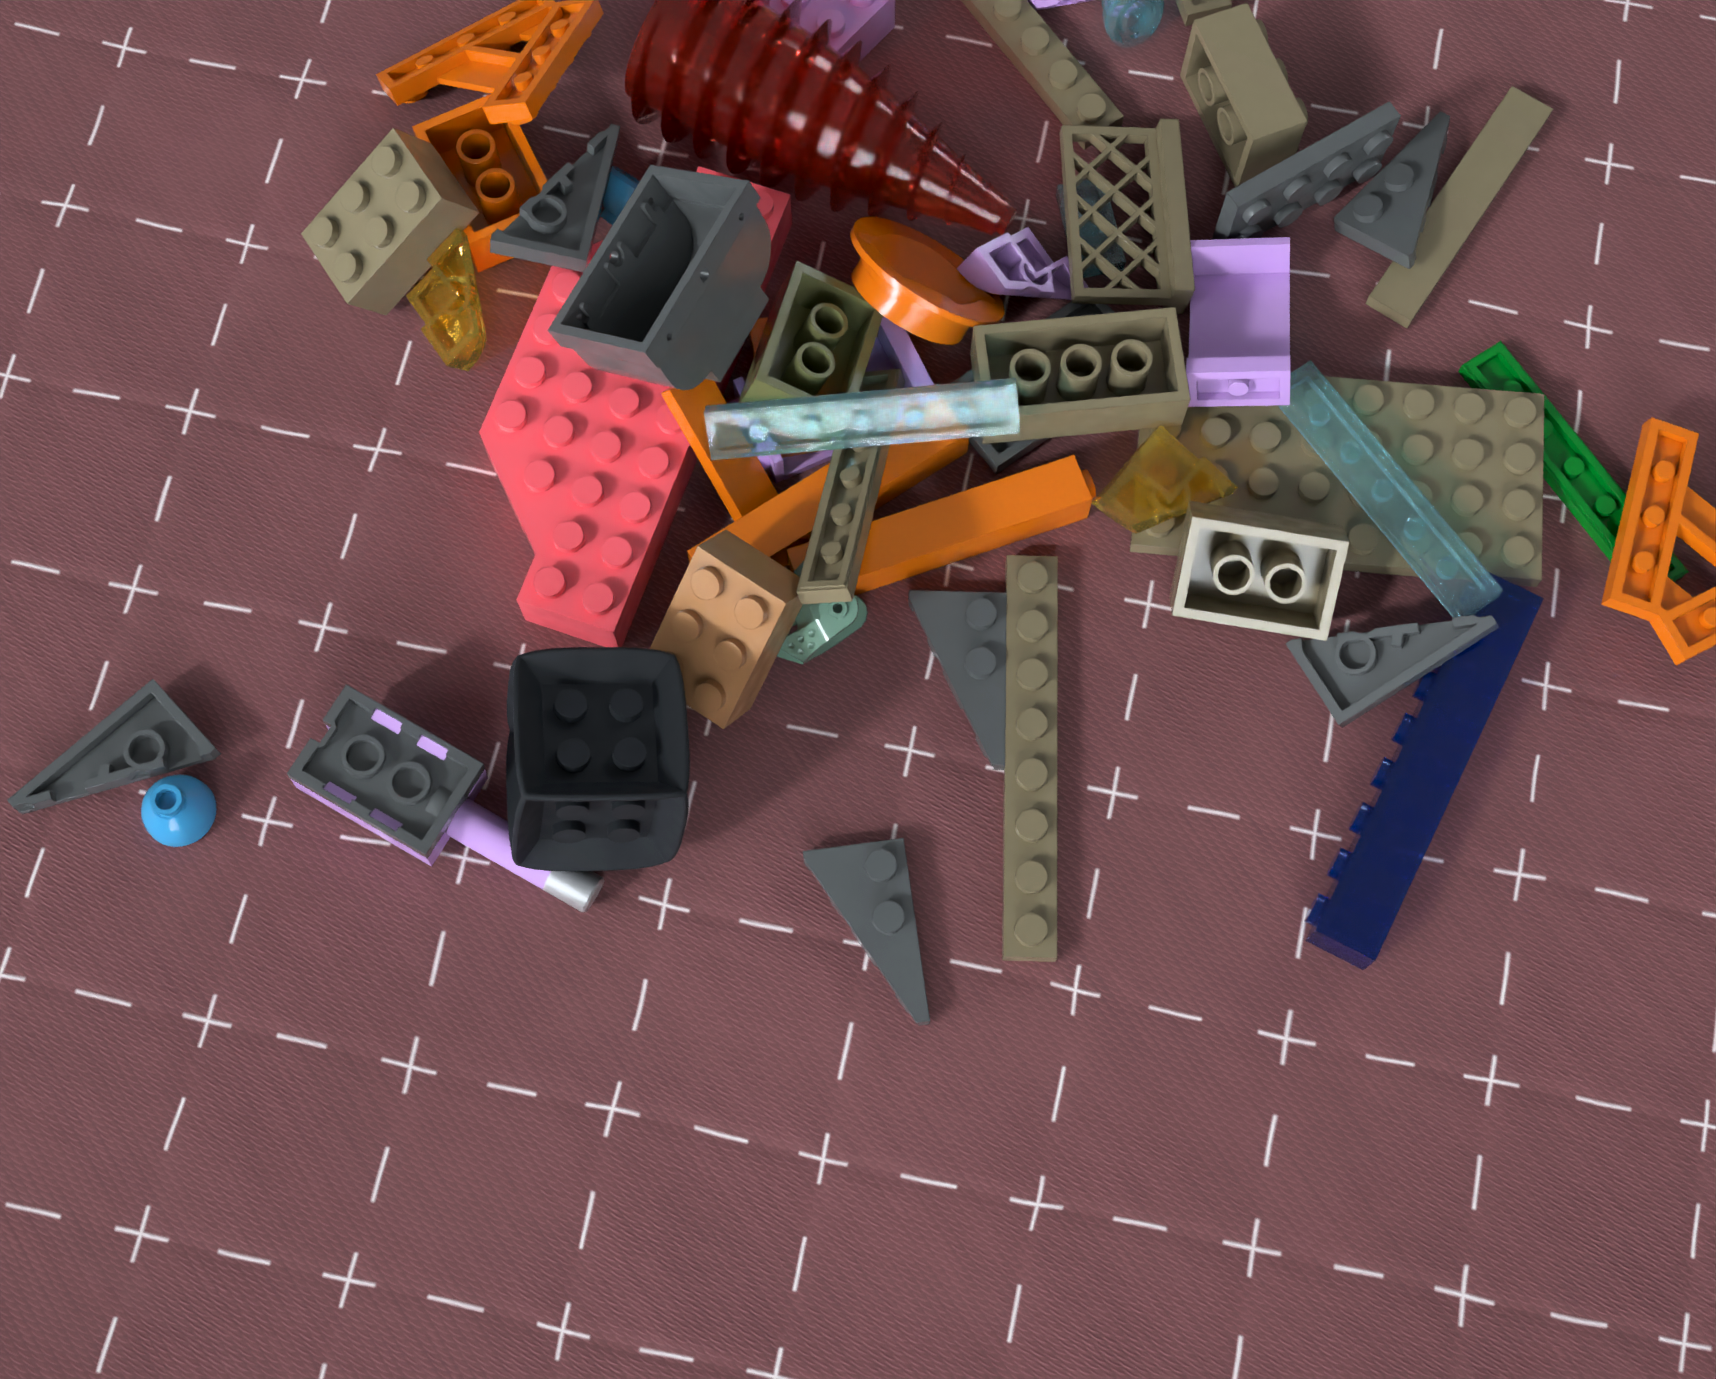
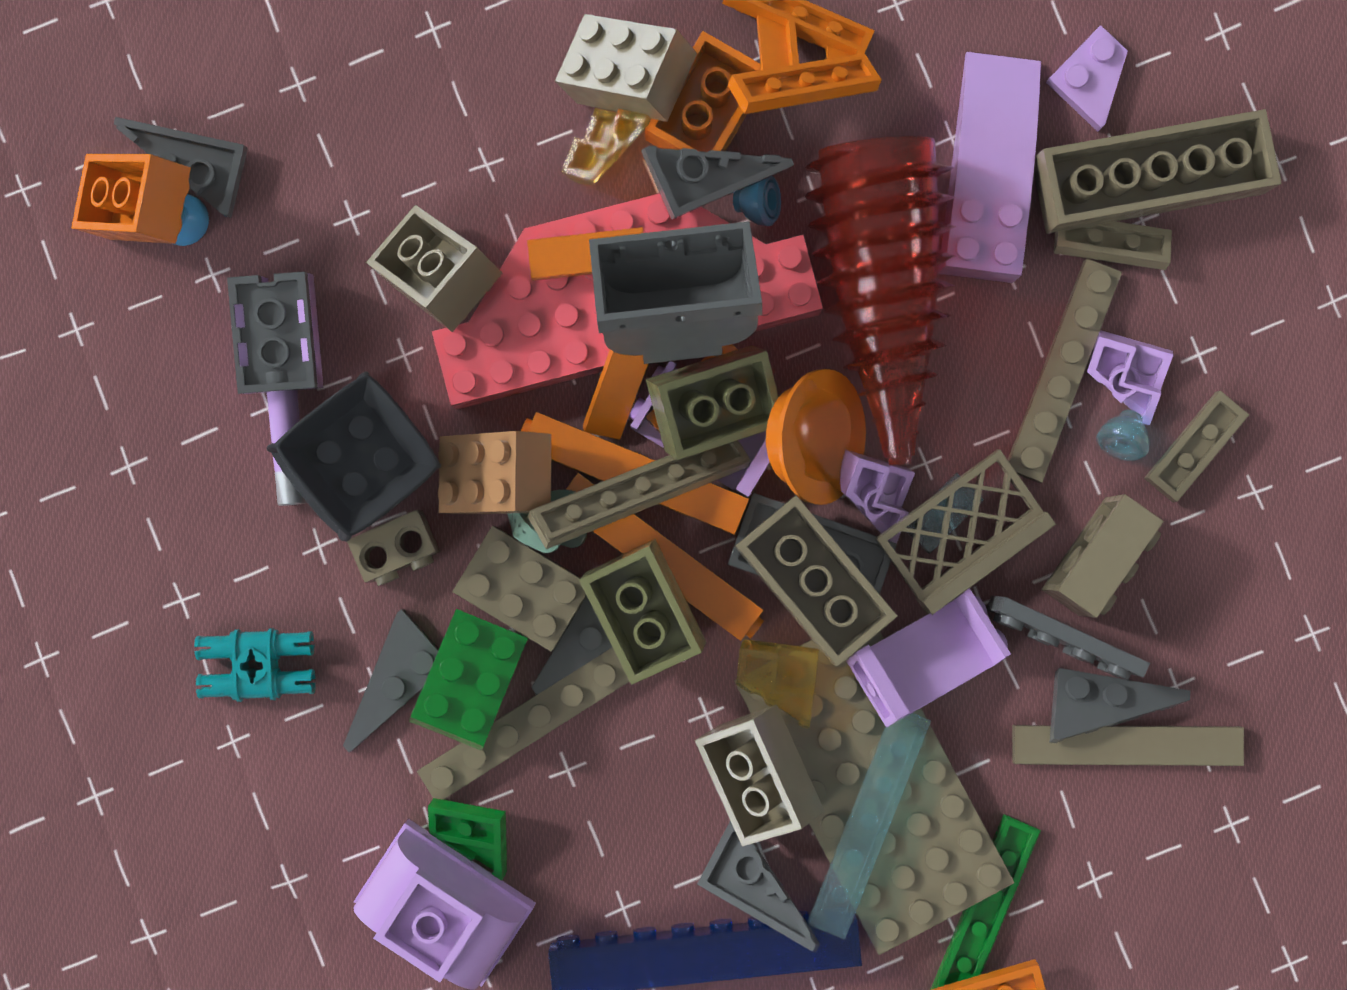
camera: 55 degrees right, 15 degrees up
(112, 826) = (131, 197): none -> orange brick
(449, 547) = (434, 267): none -> dark tan brick
(544, 397) = (566, 254): none -> orange tile
(715, 809) = (391, 538): none -> dark tan brick
(760, 1091) = (246, 681): none -> teal pin
(862, 419) = (682, 469): clear light blue tile -> none
(874, 696) = (521, 588): none -> dark tan brick
(938, 816) = (468, 679): none -> green brick
(992, 565) = (643, 612): none -> olive brick
(1117, 938) = (471, 831): none -> green wing
(1182, 1024) = (440, 909): none -> lavender container

